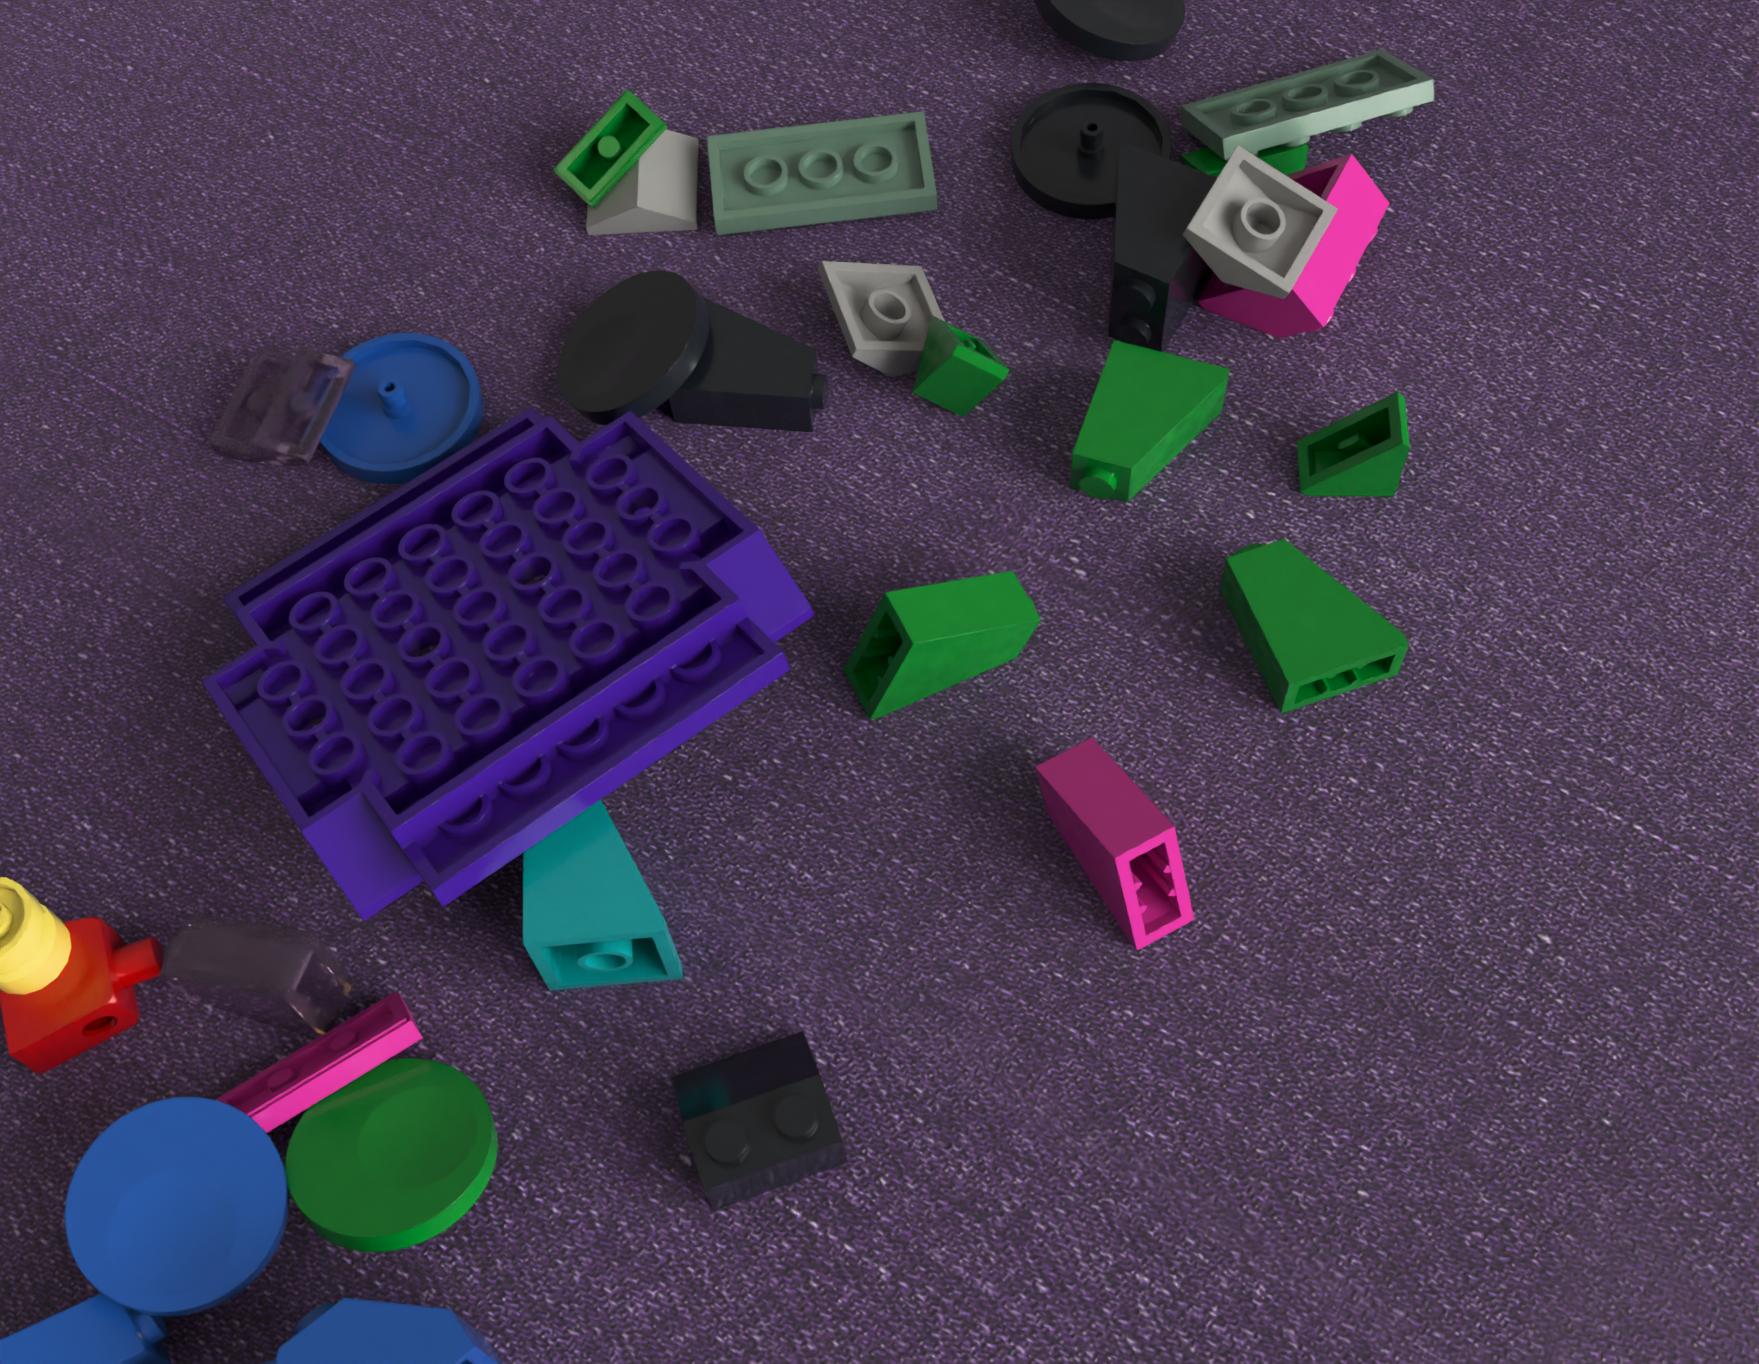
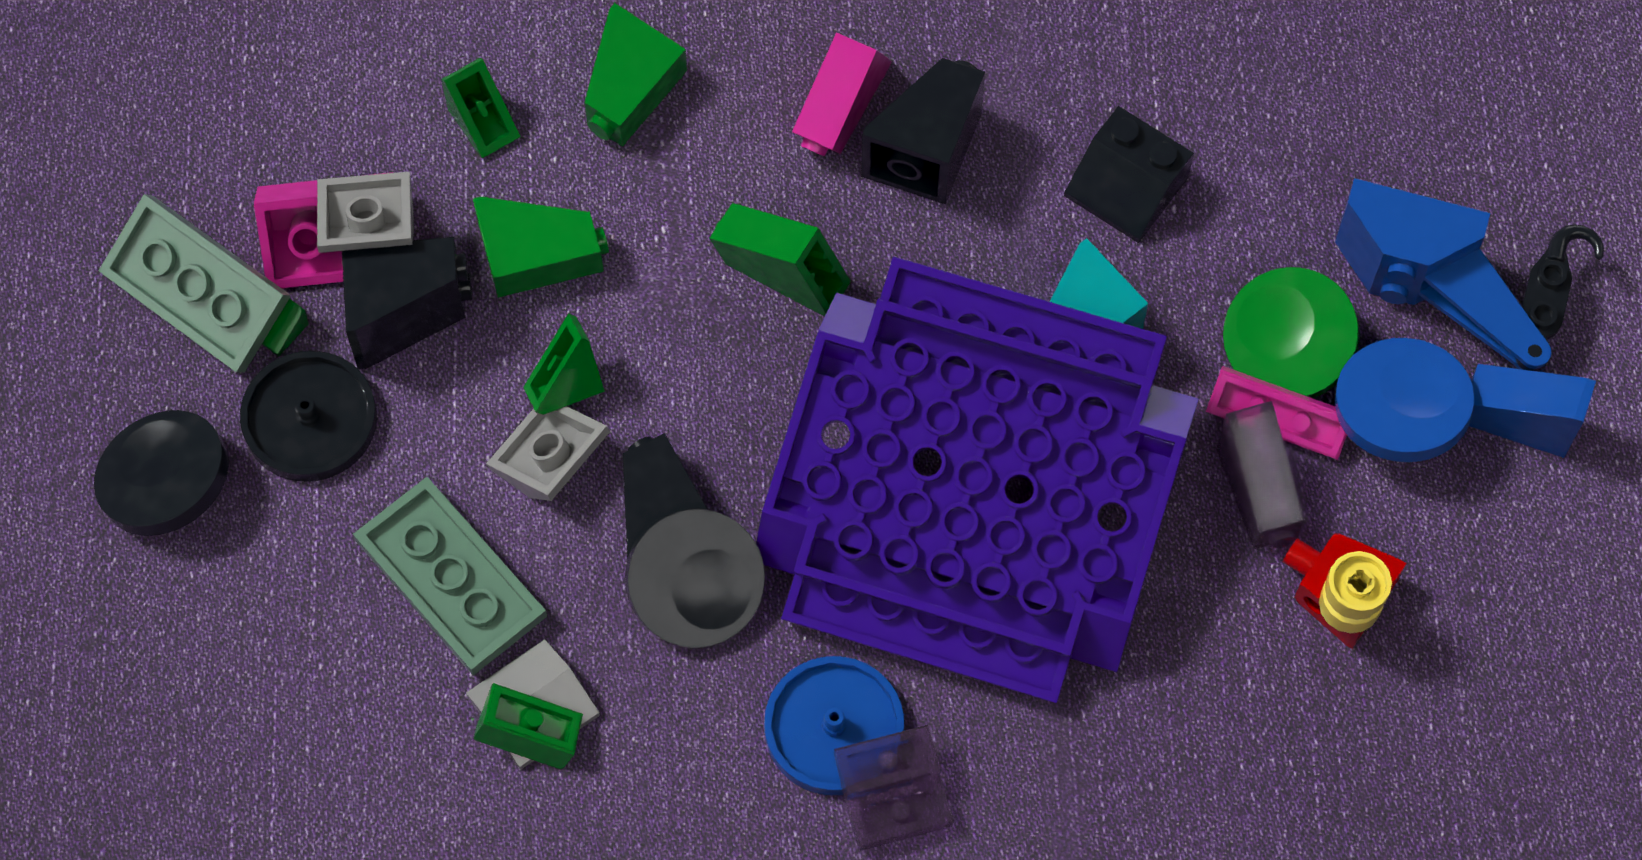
camera: 130 degrees left, 5 degrees up
(974, 887) = (926, 131): none -> black slope

